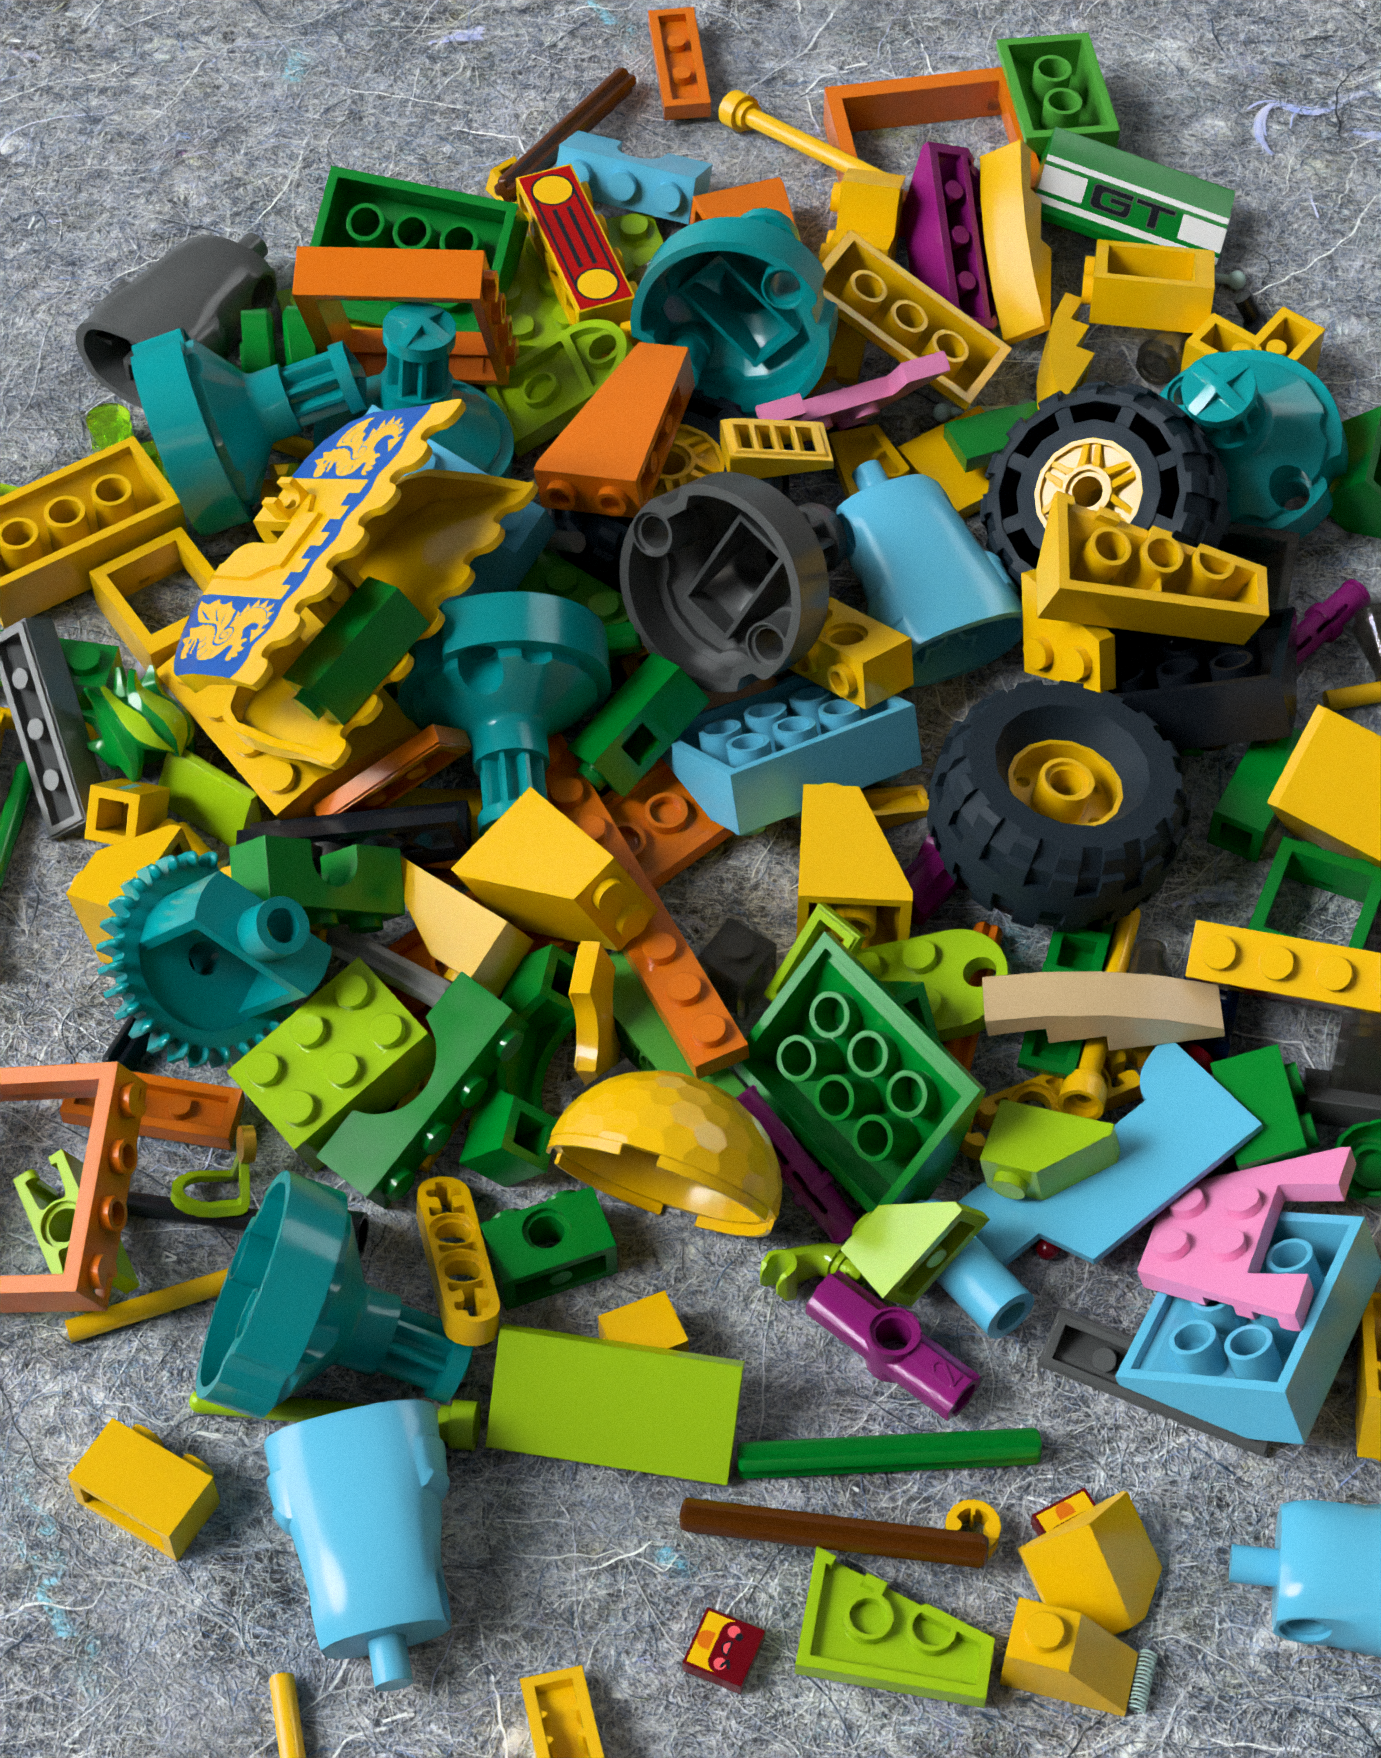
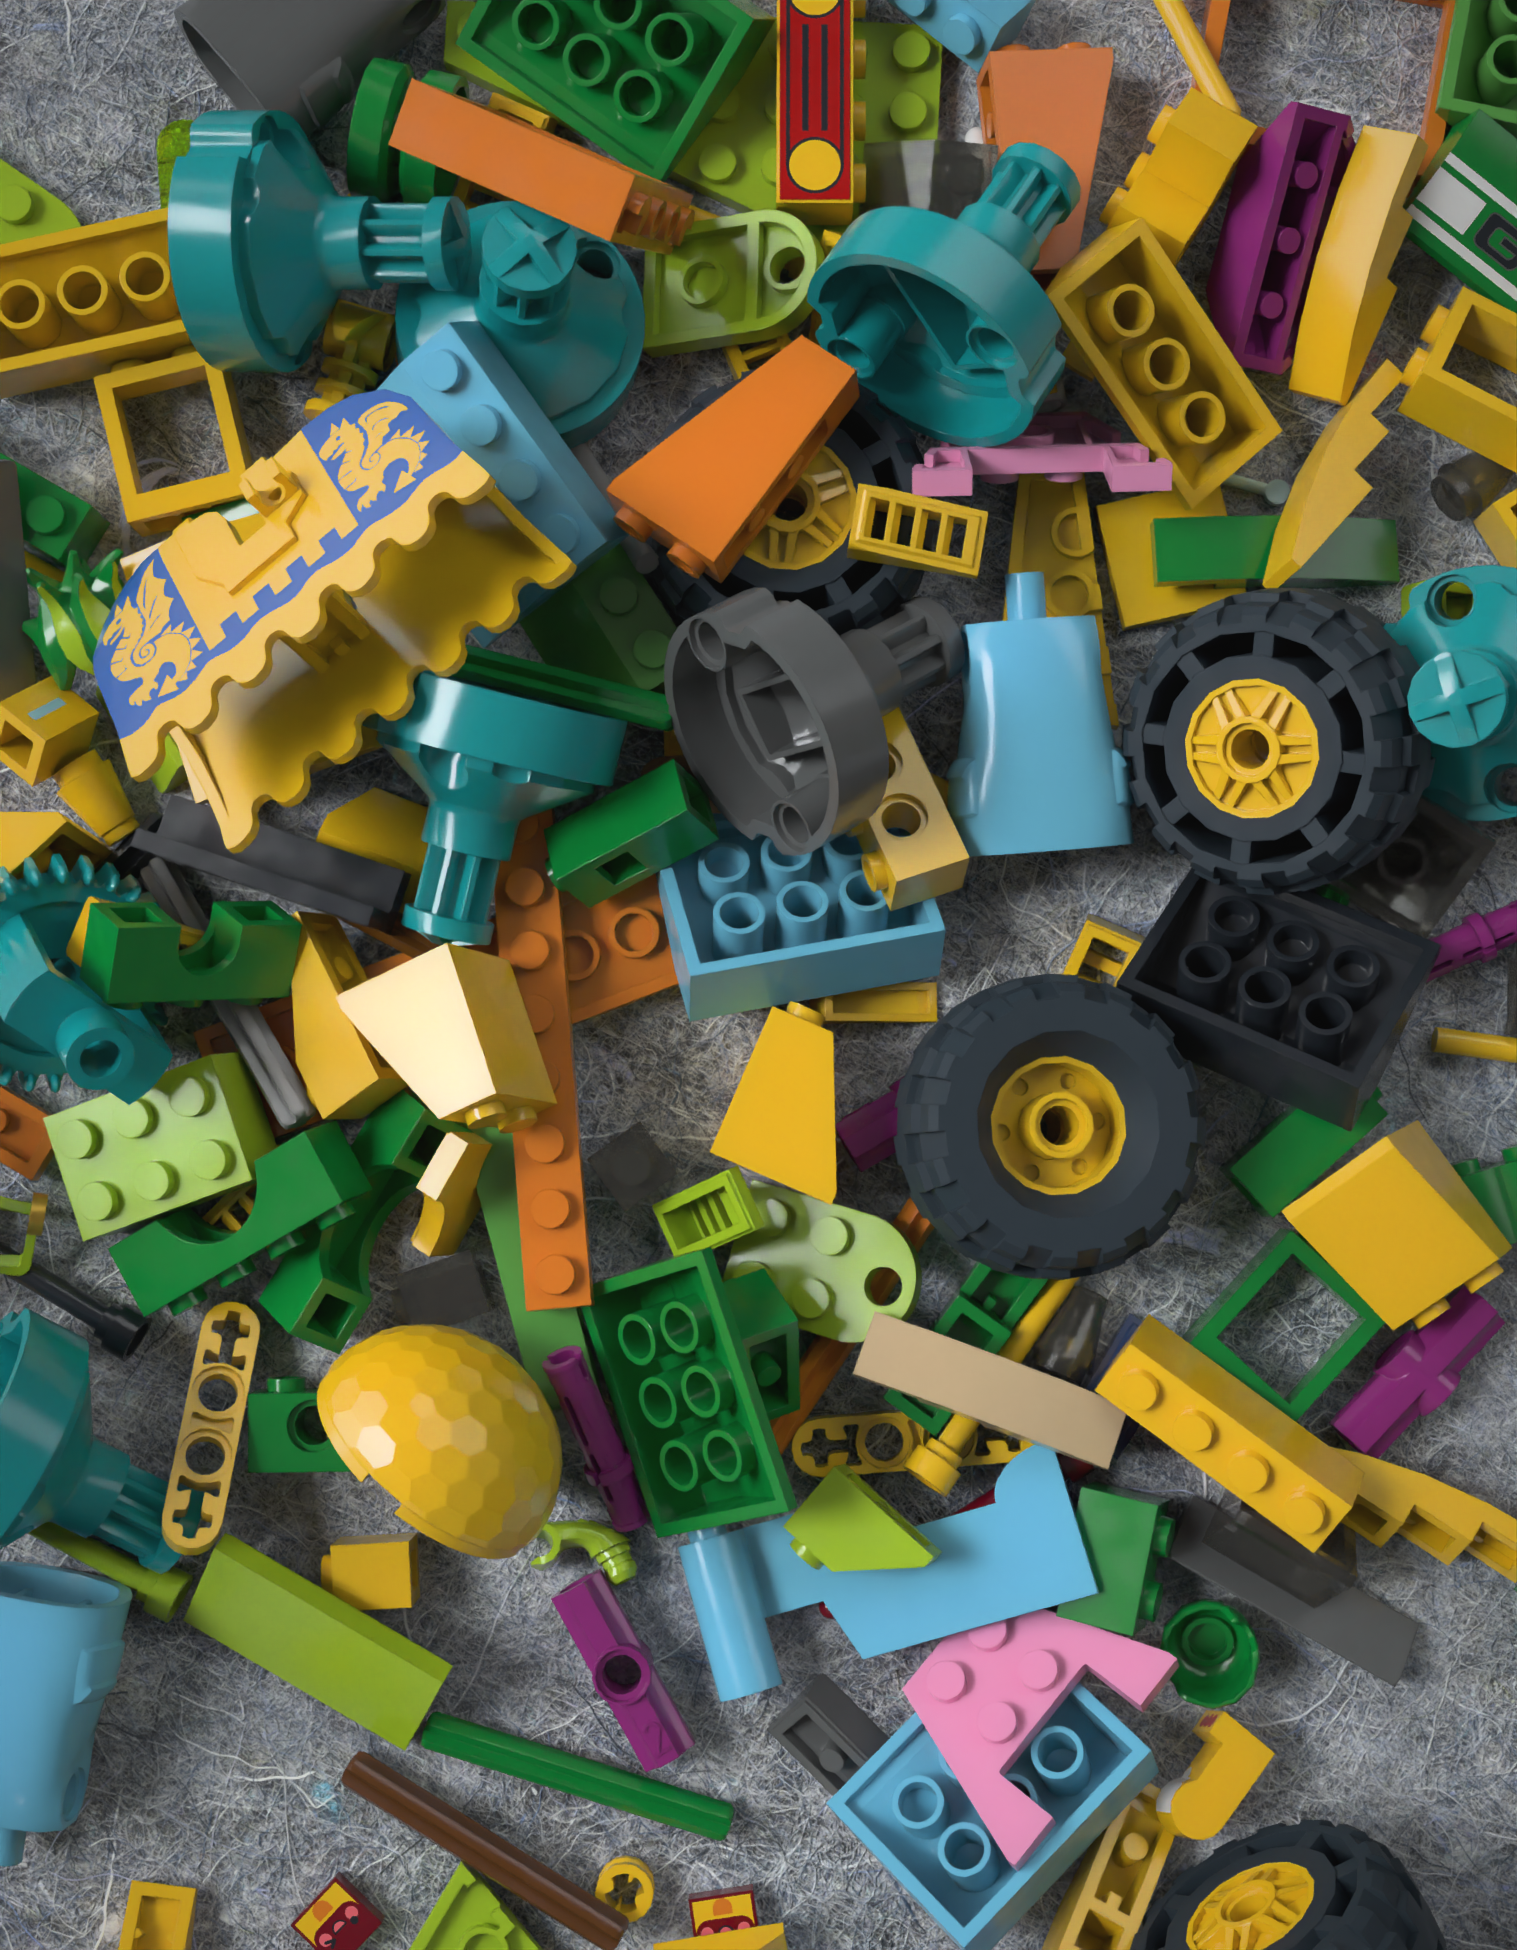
camera: 25 degrees right, 30 degrees up
(354, 651) = (296, 715): green brick -> none
(398, 771) = (349, 808): orange tile -> none
(910, 1245) = (671, 1591): lime slope -> none
(1065, 648) = (1153, 904): yellow wing -> none
(1143, 579) = (1239, 893): yellow wedge -> none

